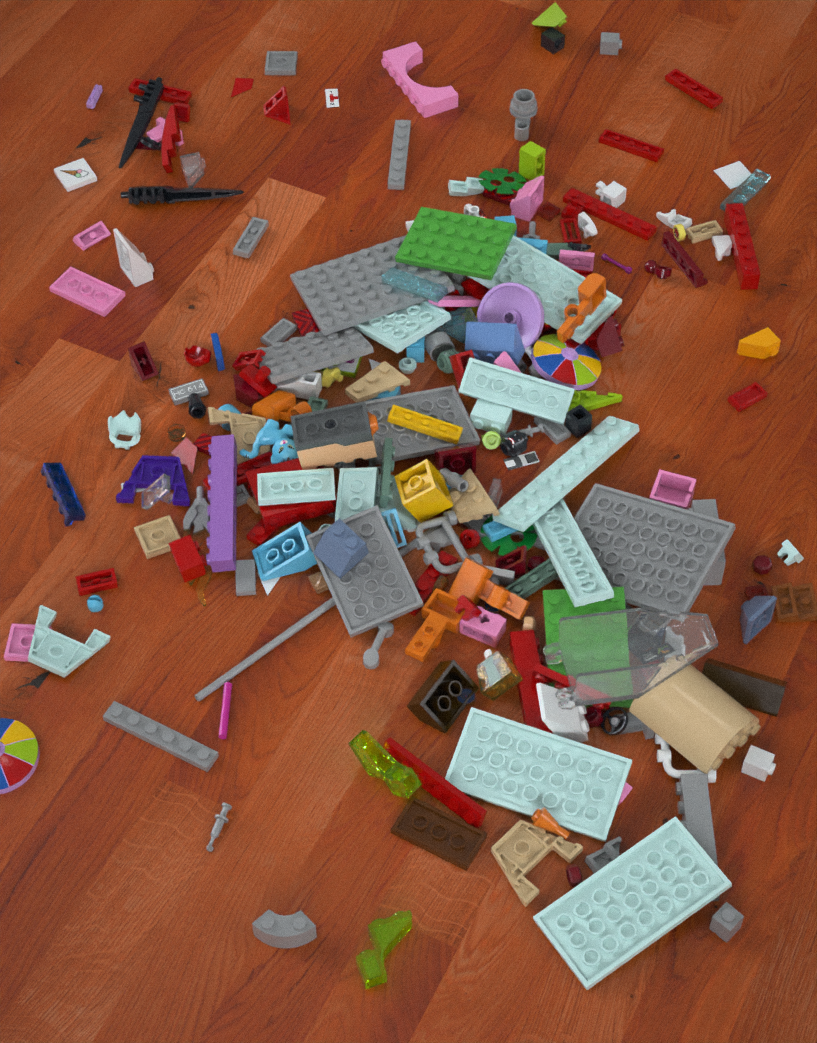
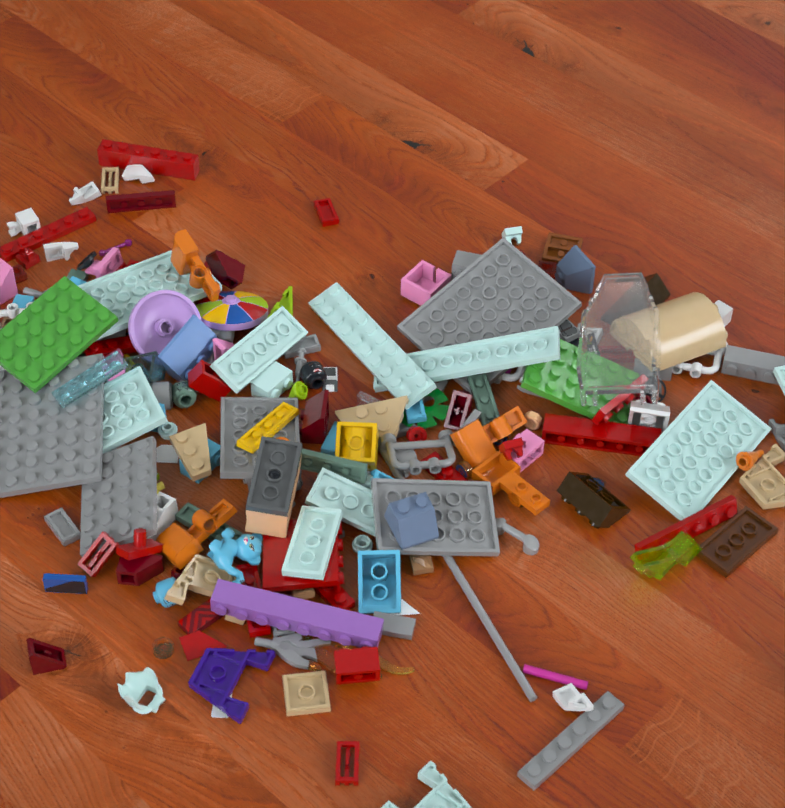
camera: 75 degrees left, 5 degrees down
(63, 492) = (204, 772): clear blue hinge -> none
(95, 603) = (381, 770): medium azure hinge -> none
(157, 491) = (252, 676): clear tile -> none
(181, 393) = (107, 625): light grey tile -> none
(195, 406) = (137, 619): black cone -> none
(197, 356) = (63, 602): red hair -> none
(201, 726) = (571, 699): none -> white slope
(220, 820) = (686, 704): light grey piece -> none
(304, 322) = (66, 499): tile -> none
(454, 480) = (357, 417): light grey pin -> none
(496, 674) = (583, 451): clear yellow torso -> none
(571, 240) = (53, 267): red tile -> none
(578, 421) = (311, 320): black brick -> none
(661, 271) = (146, 219): dark red plate -> none
(679, 232) = (104, 191): light yellow tile -> none
(733, 174) = (47, 141): white sticker -> none
(747, 189) = (78, 139): clear light blue plate -> none
(759, 345) = (274, 183): light orange slope -> none

